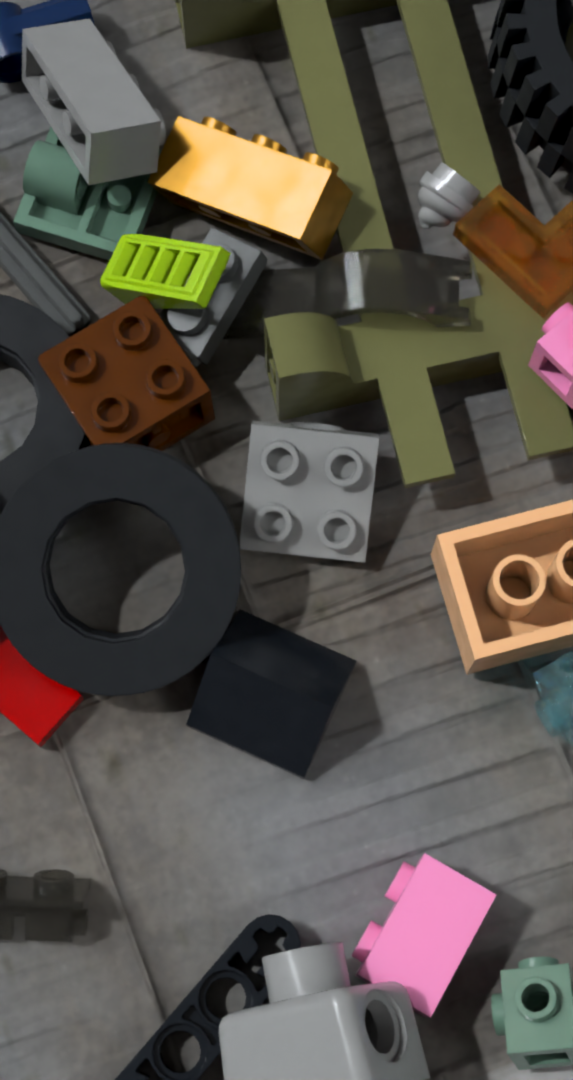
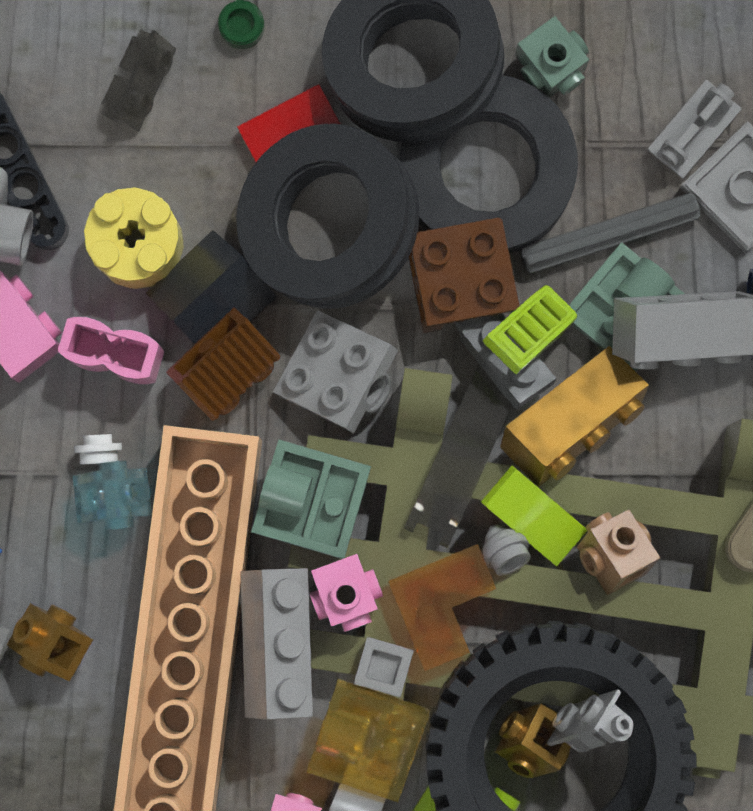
camera: 115 degrees right, 10 degrees up
(260, 780) = (114, 219): none -> light yellow brick
(358, 630) = (224, 365): none -> reddish brown brick
(390, 182) = (534, 515): none -> lime slope
(392, 74) = (617, 550): none -> medium nougat brick
(407, 799) = (99, 349): none -> bright pink brick
(487, 440) = (311, 499): none -> sand green plate
(535, 749) = (98, 449): none -> white plate

